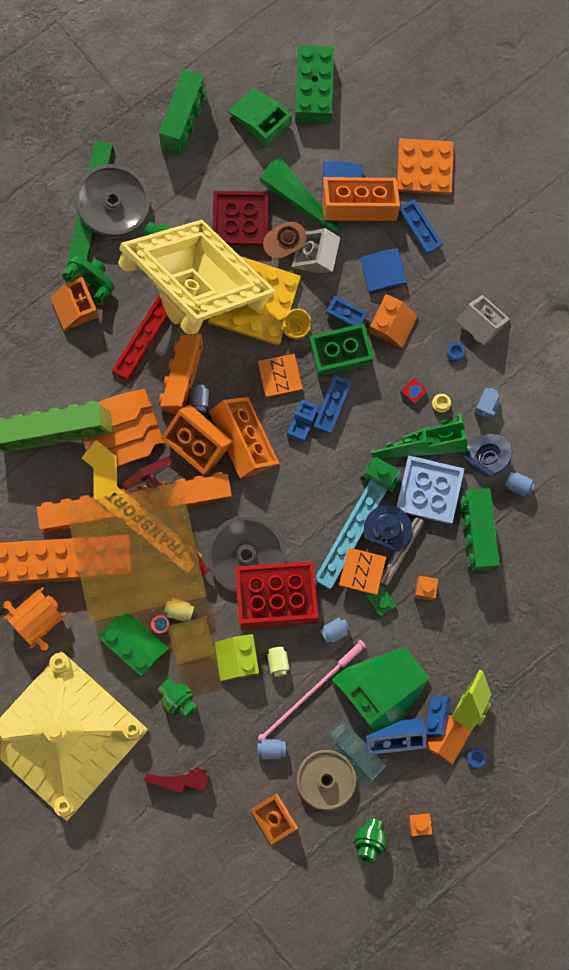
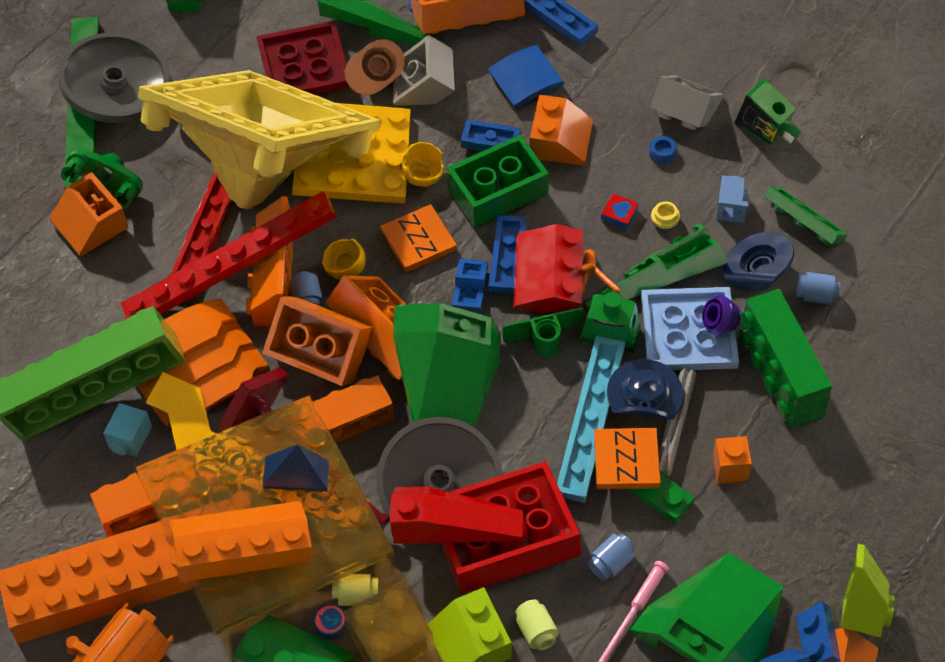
camera: 10 degrees left, 20 degrees down
(68, 466) = (127, 430): none -> medium azure brick
(116, 571) = (241, 541): none -> orange slope
(155, 369) = (233, 256): none -> red plate
(160, 534) = (296, 470): none -> dark blue slope
(228, 381) = (344, 258): none -> yellow hair
(239, 582) = (448, 517): none -> red wedge
(270, 479) = (445, 359): none -> green wedge
(339, 464) = (542, 327): none -> green piece
(354, 427) = (548, 269): none -> red slope
(381, 430) = (590, 269): none -> orange plant
(450, 491) = (720, 315): none -> dark purple cone
(530, 428) = (805, 216): none -> green plate
(531, 349) = (767, 114): none -> green torso

